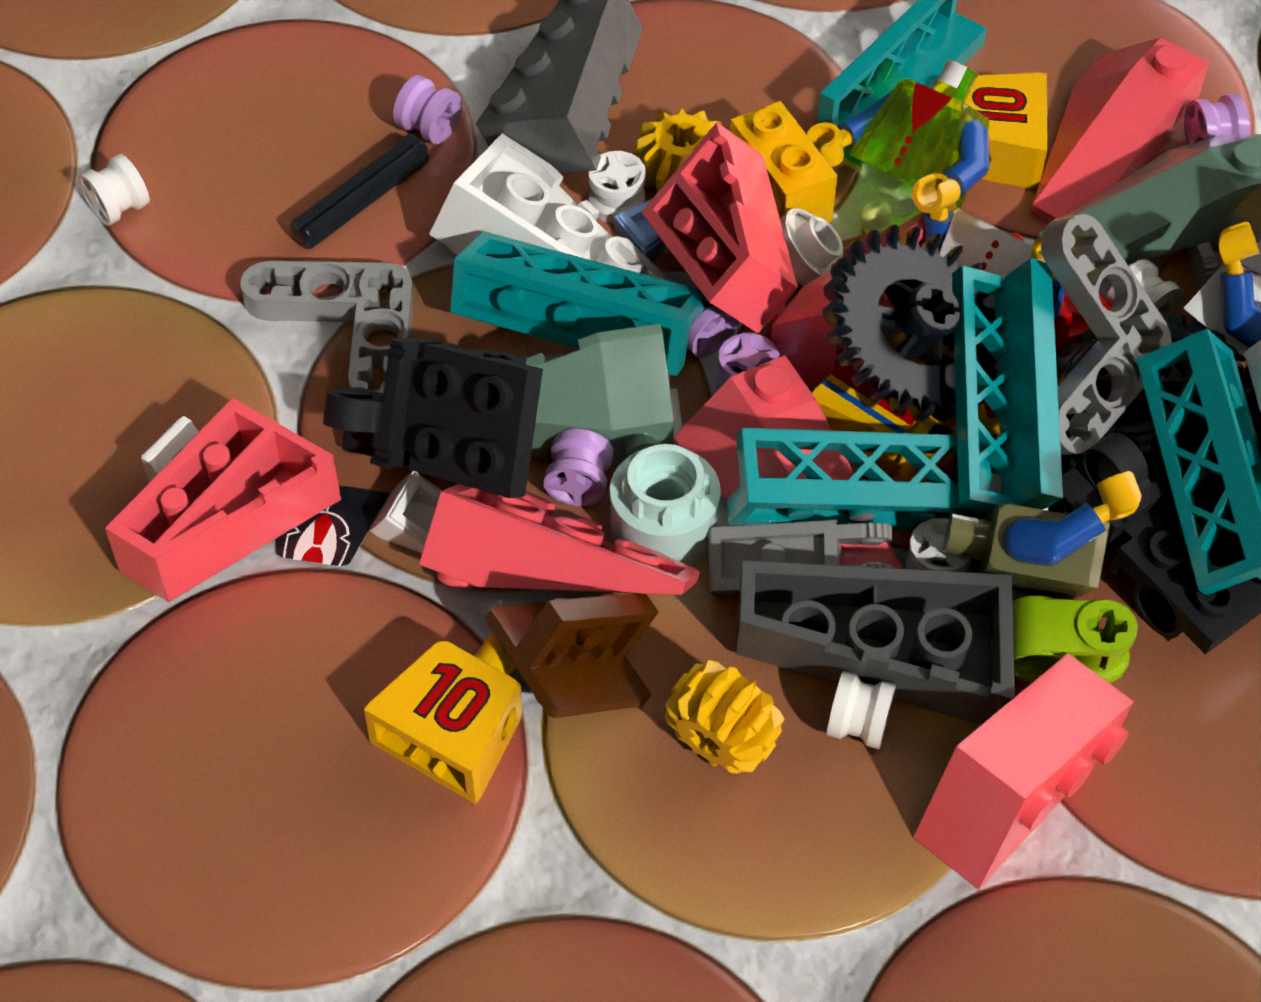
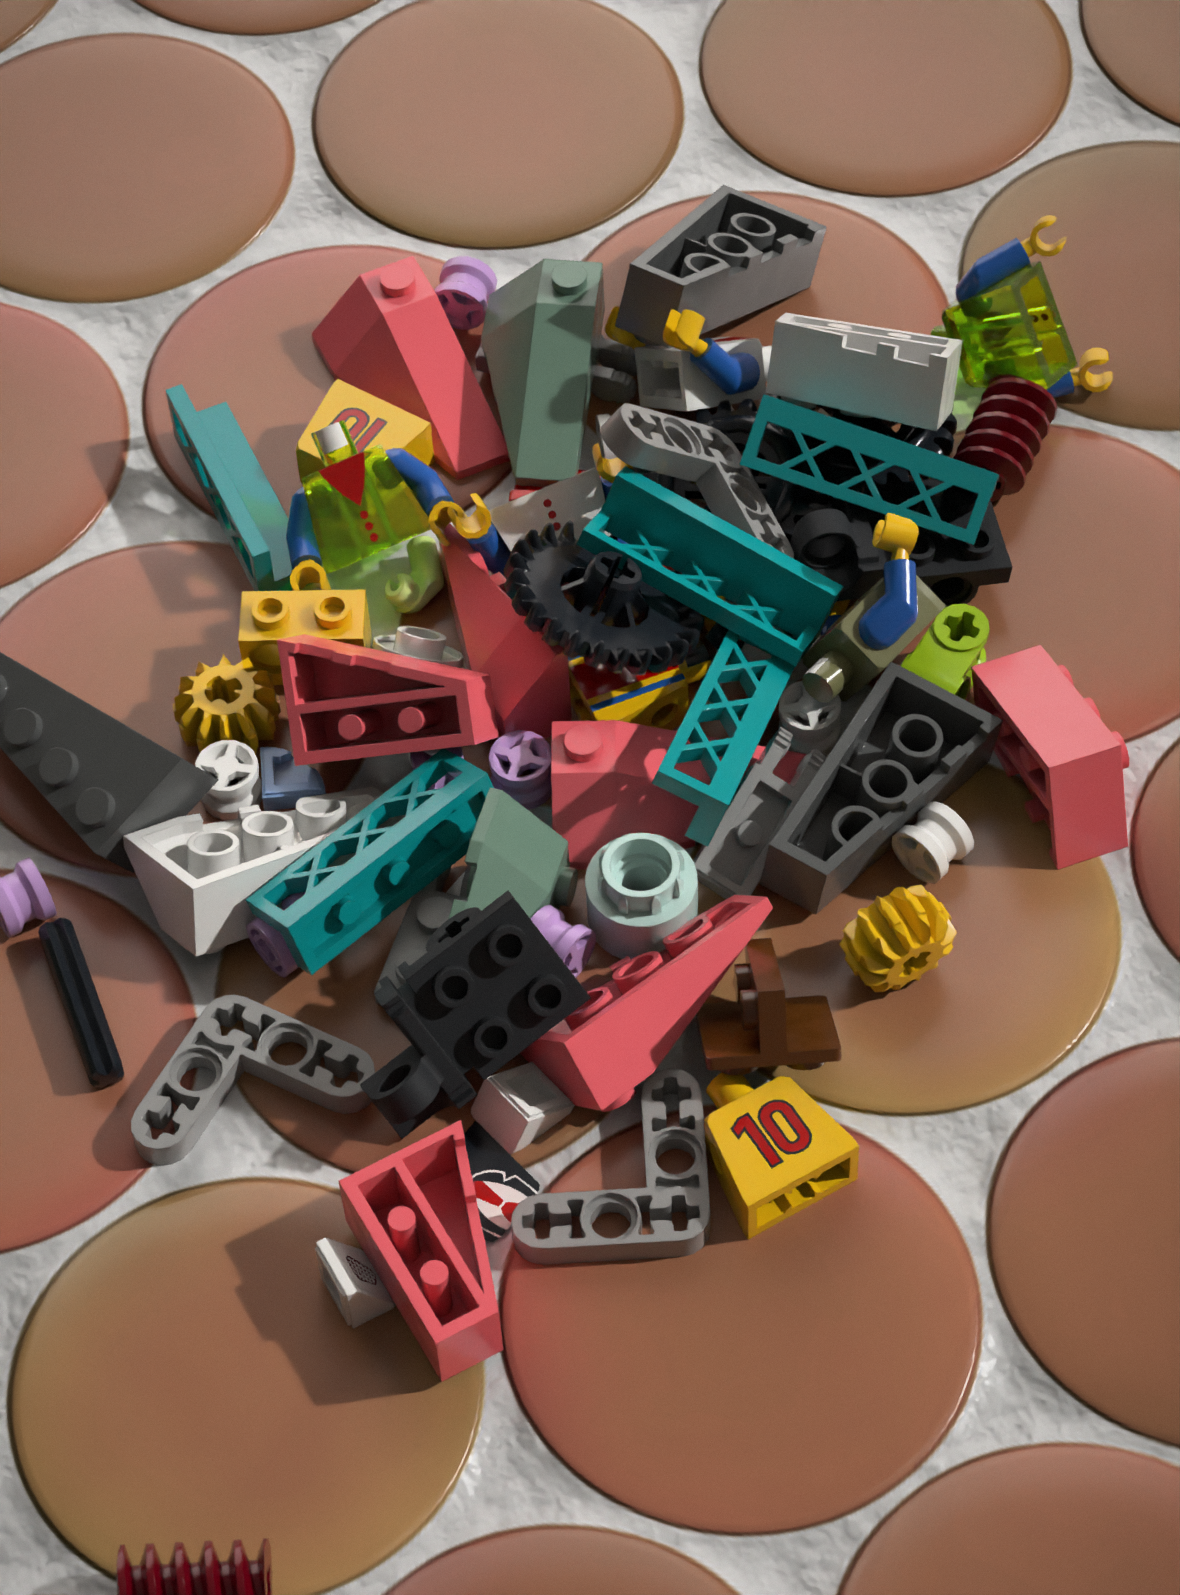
camera: 60 degrees left, 0 degrees up
(371, 653) = (661, 1197): none -> light grey beam

